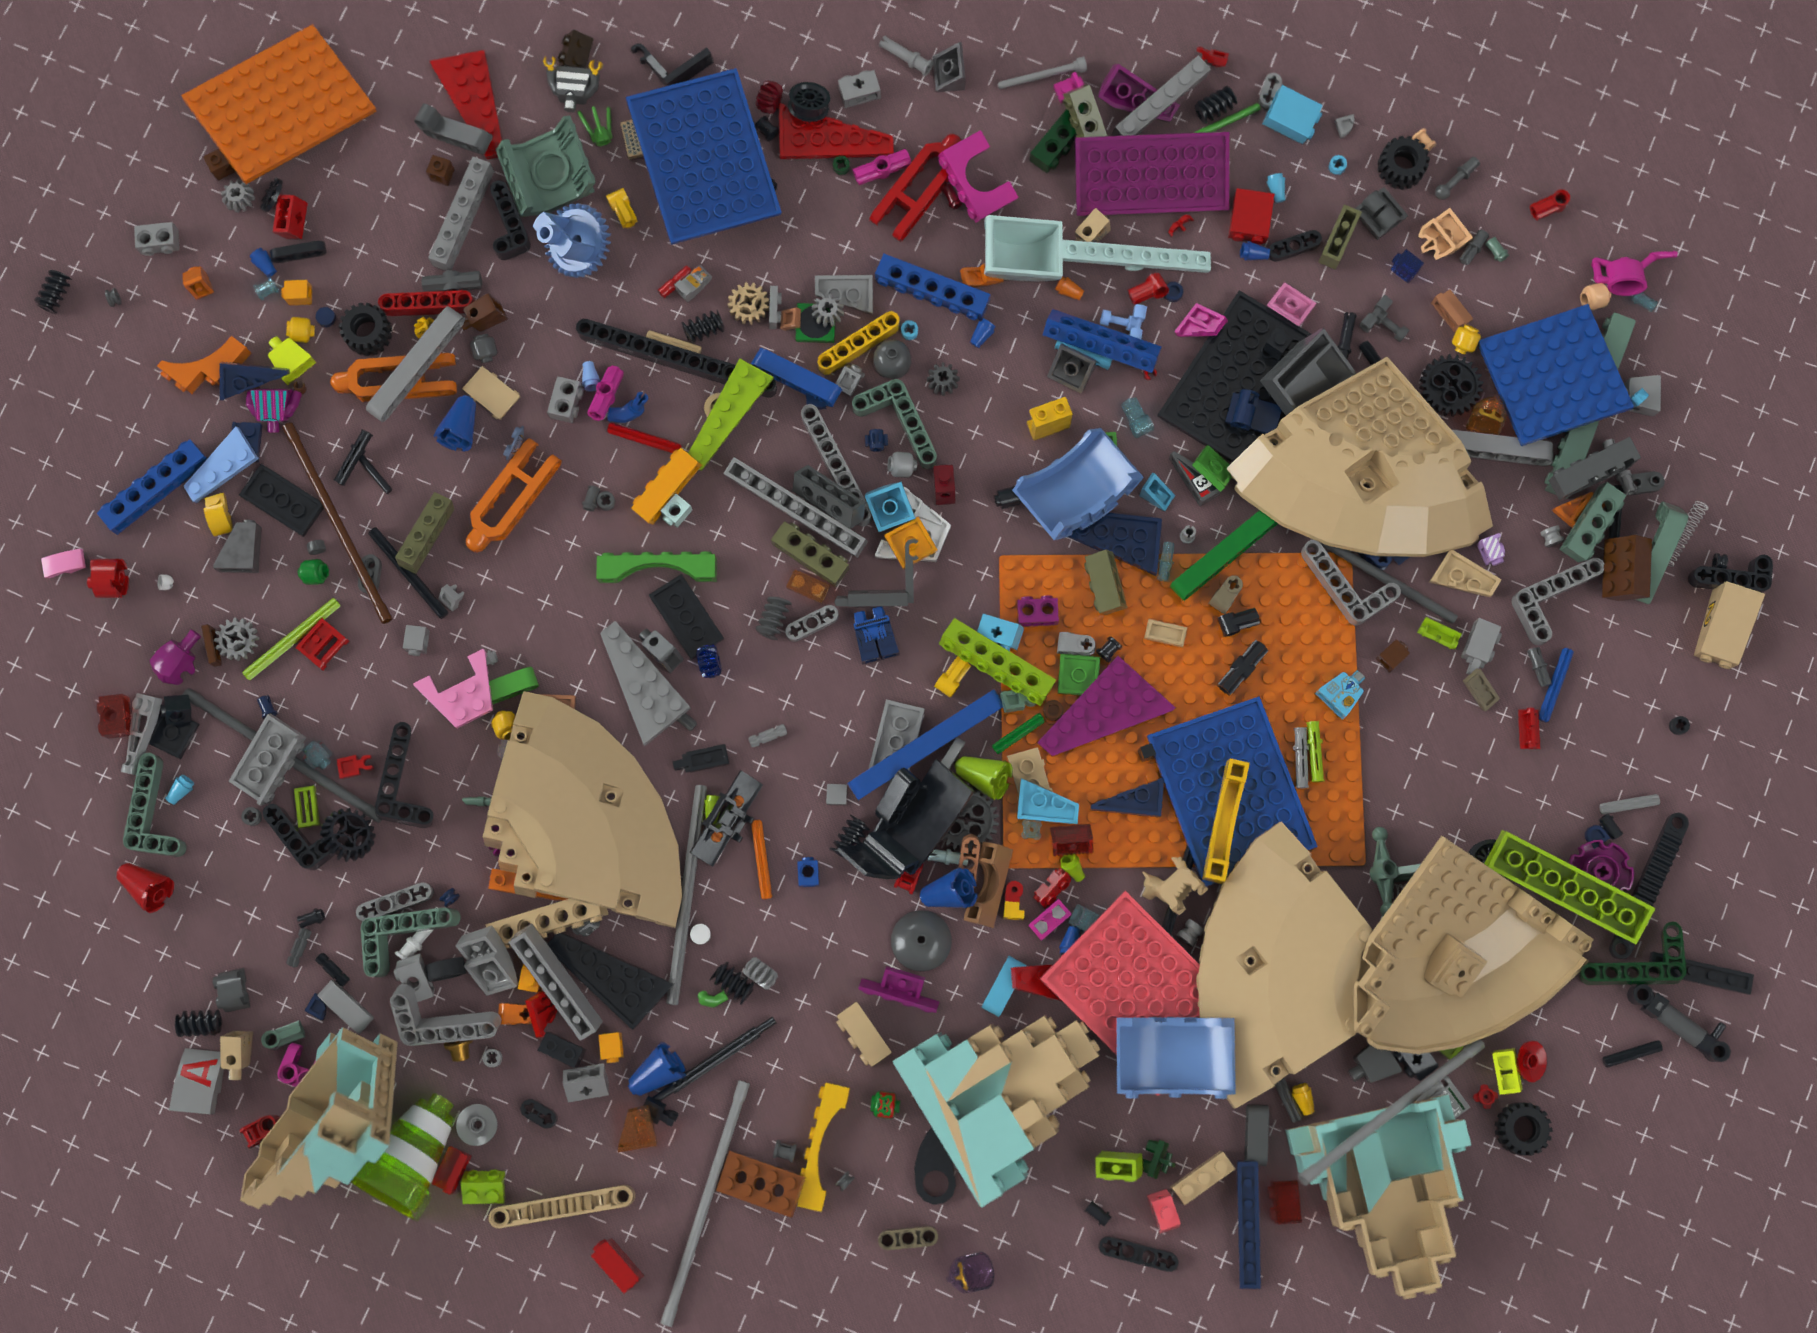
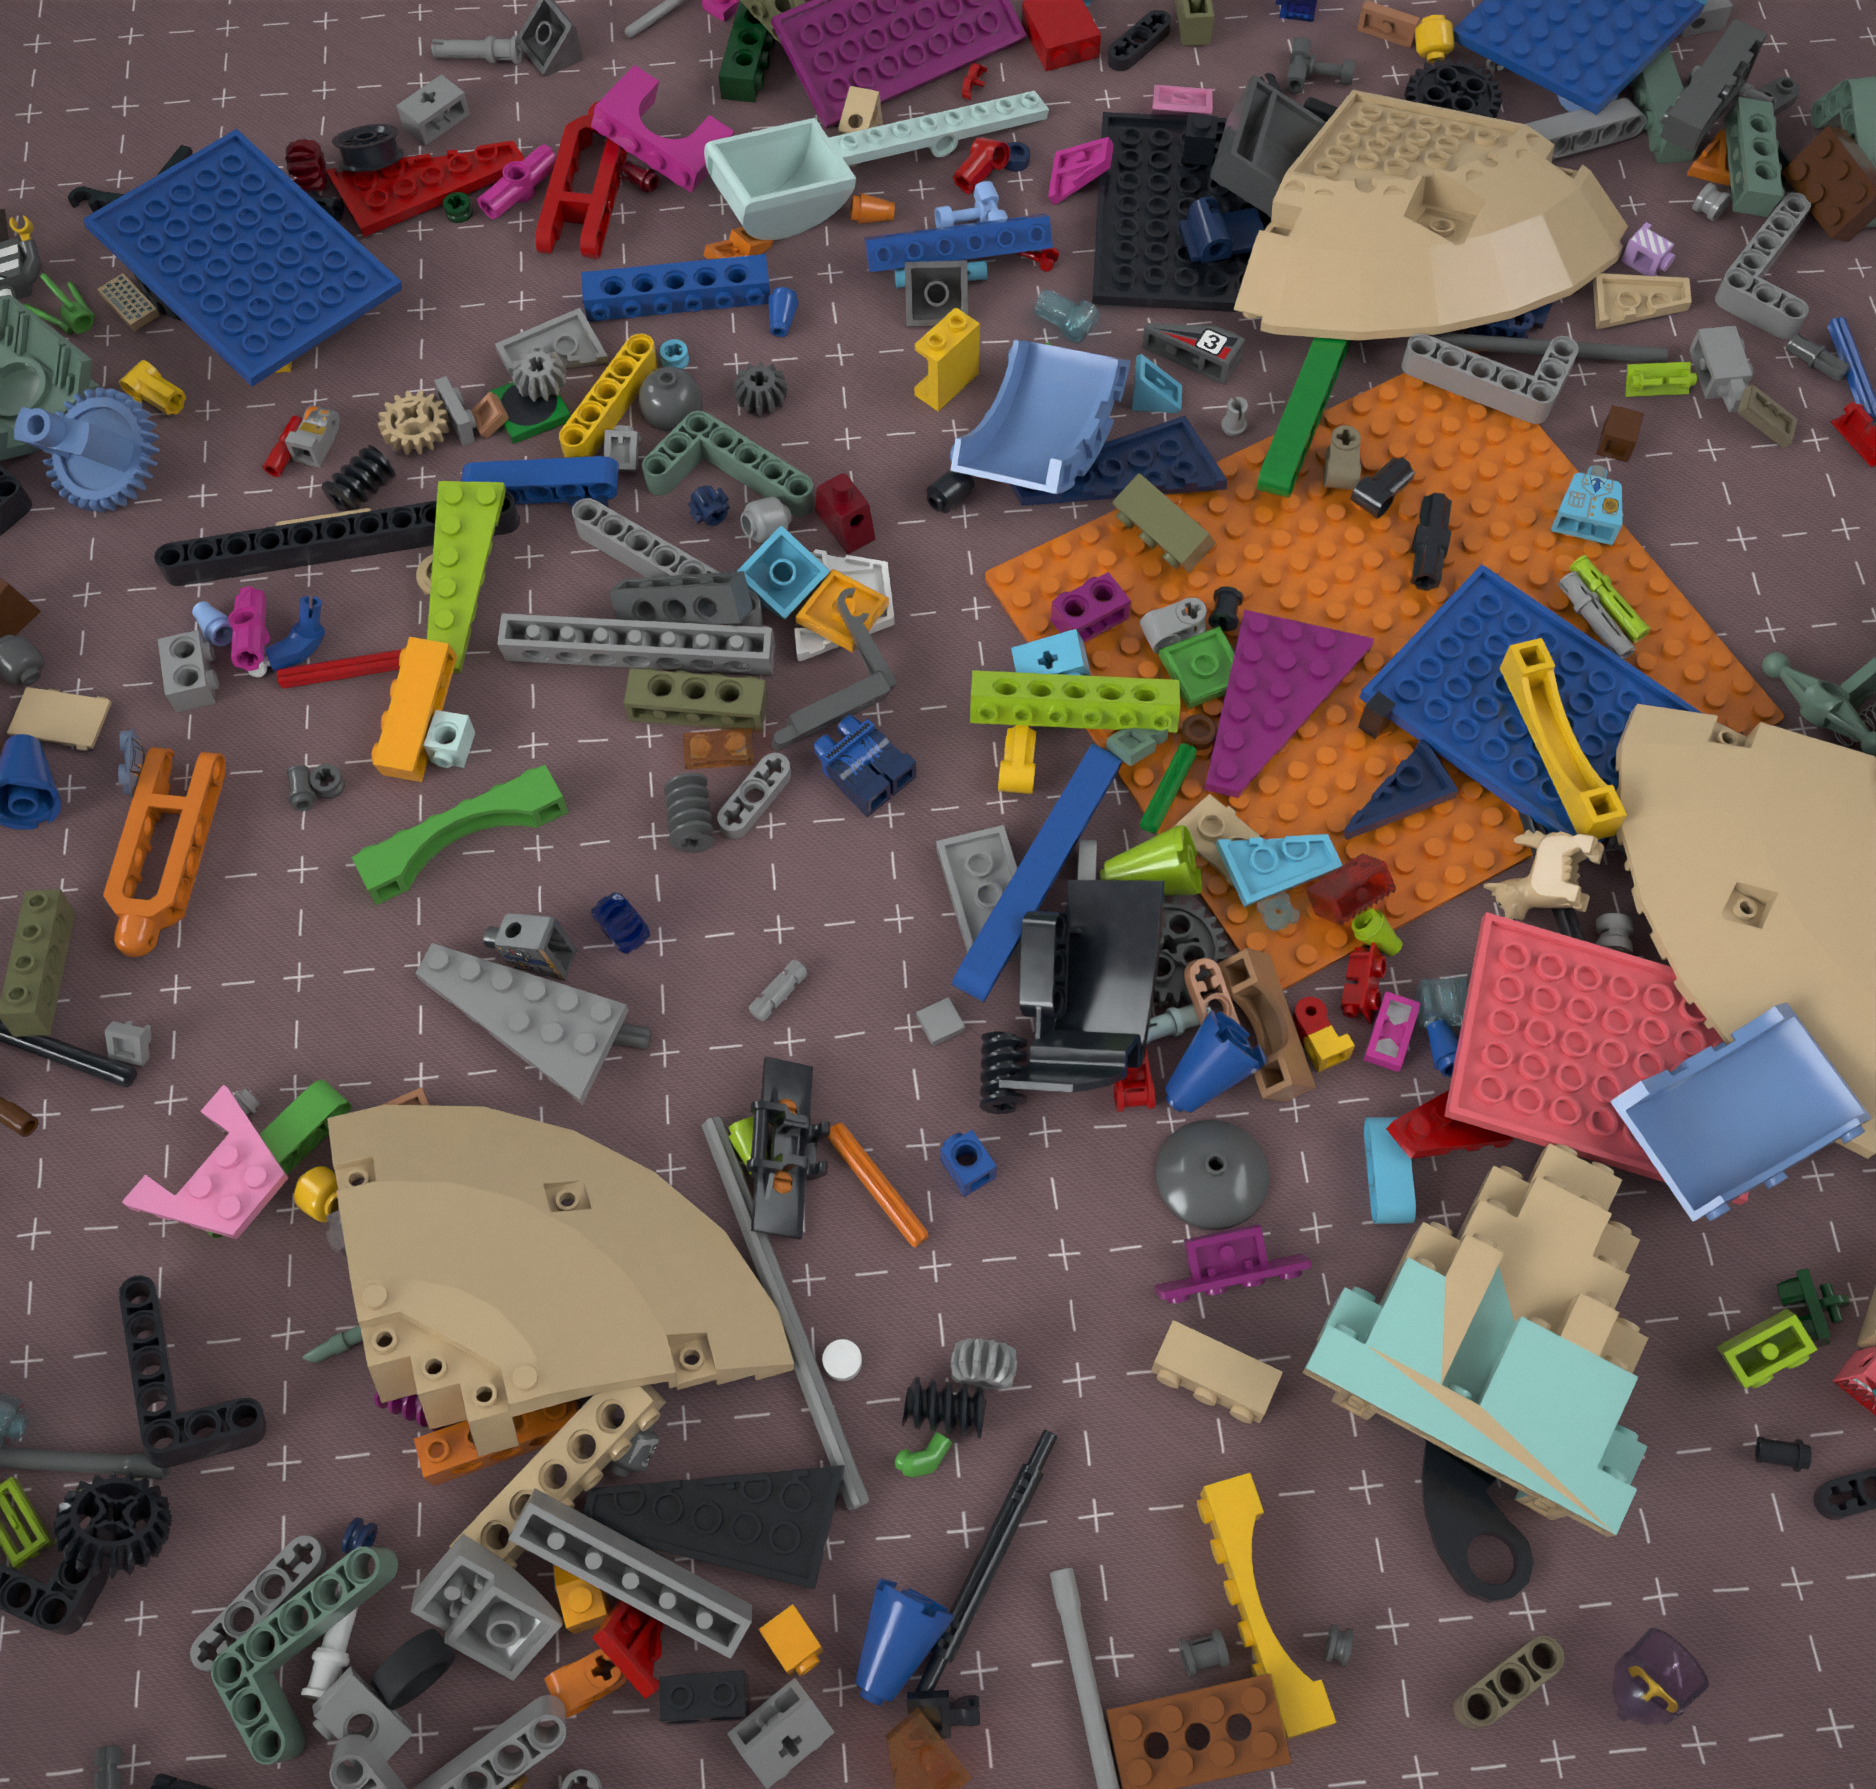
camera: 30 degrees left, 15 degrees down
(316, 916) = (109, 1719): black pin -> none
(351, 766) = (70, 1404): red plate -> none
(416, 640) = (97, 1137): light grey brick -> none
(685, 616) = (544, 882): black tile -> none
(702, 759) = (691, 1078): black hinge -> none
(885, 1105) = (1323, 1472): green head -> none
(1165, 633) = (1290, 553): tan tile -> none
(1166, 562) = (1229, 462): clear light blue axle -> none
(1213, 468) = (1216, 318): bright green tile -> none
(1253, 251) = (1091, 66): blue cone -> none
(1487, 416) = (1528, 99): clear orange helmet -> none

